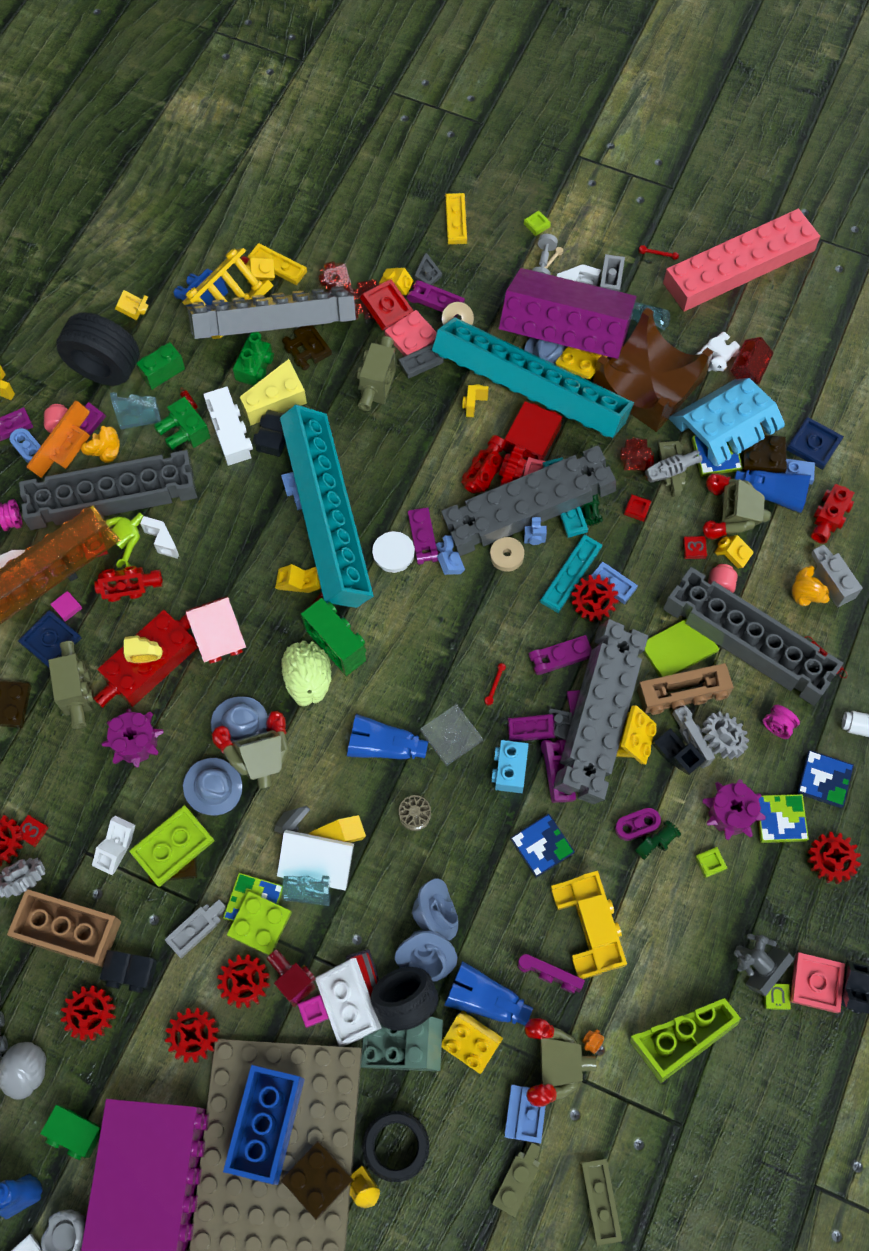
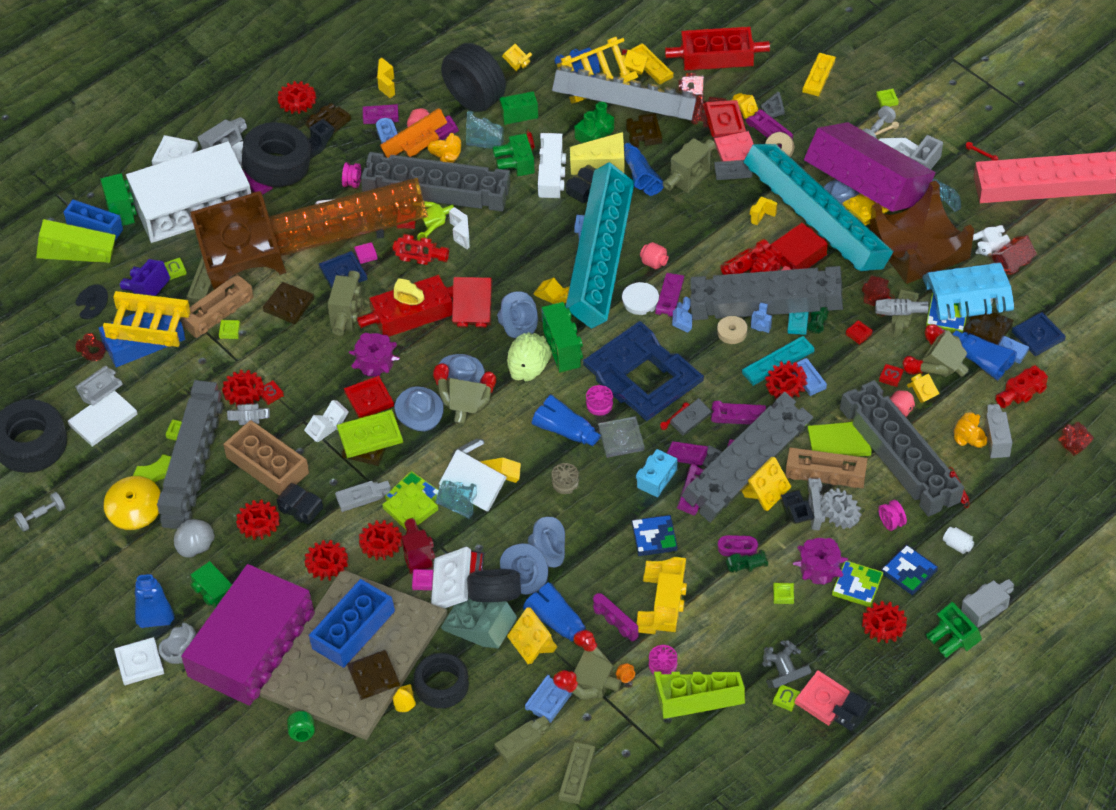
camera: 25 degrees right, 15 degrees down
(149, 794) = (369, 397): none -> red plate
(273, 626) = (518, 314): none -> sand blue hat
(332, 402) = (643, 175): none -> blue piece
(341, 224) = (717, 48): none -> red brick
(385, 494) = (654, 255): none -> coral head
(407, 698) = (597, 394): none -> dark pink wheel
(412, 631) = (626, 353): none -> dark blue piece
(513, 680) = (690, 417): none -> dark grey plate
(627, 1008) = (662, 660): none -> dark pink wheel

